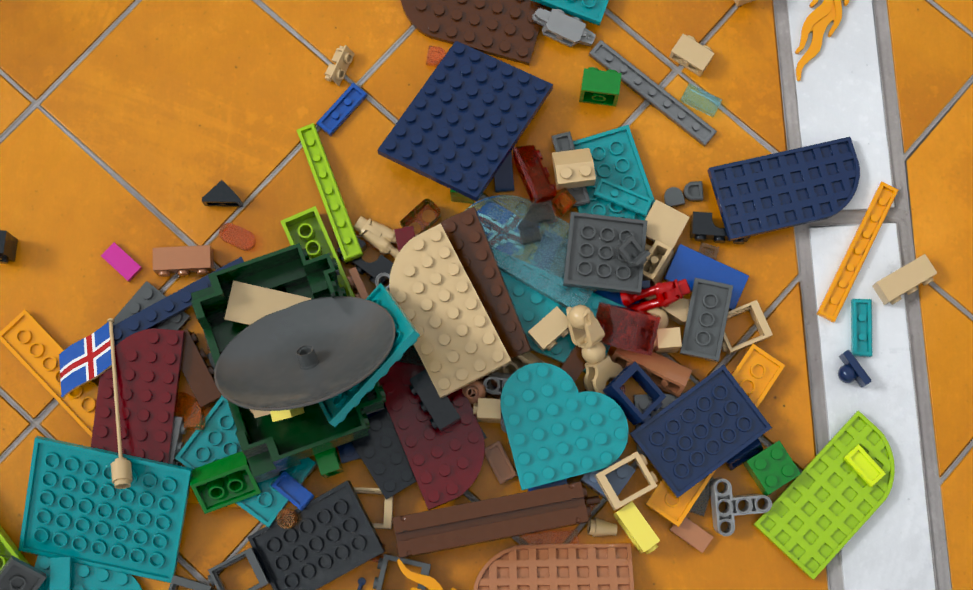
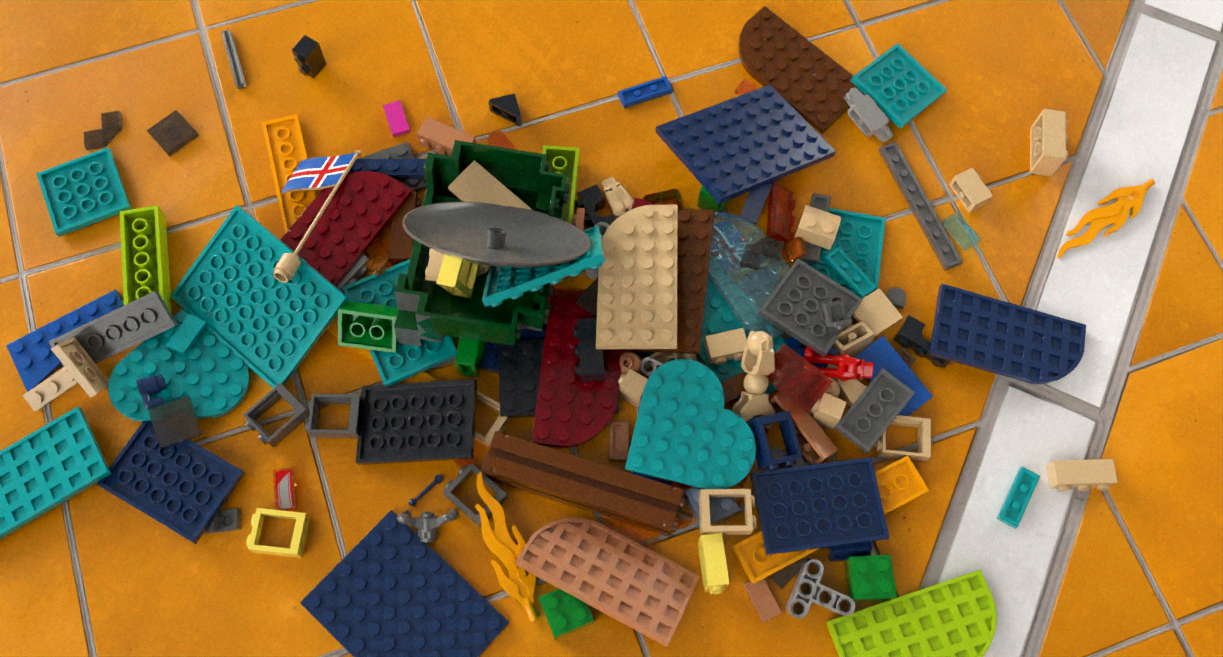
camera: 25 degrees right, 10 degrees down
(286, 518) = (404, 386): clear orange tile -> none
(293, 490) = (423, 364): blue tile -> none
(330, 193) = (597, 148): lime tile -> none
(342, 57) = (663, 58): tan hinge -> none
(599, 527) = (679, 547): tan cone -> none
(600, 86) = (876, 174): green brick -> none
(693, 191) = (916, 302): dark grey tile -> none
(852, 370) = (992, 530): dark blue tile -> none
(857, 252) = (1045, 428): light orange tile -> none
(864, 465) = (962, 623): neon yellow tile -> none

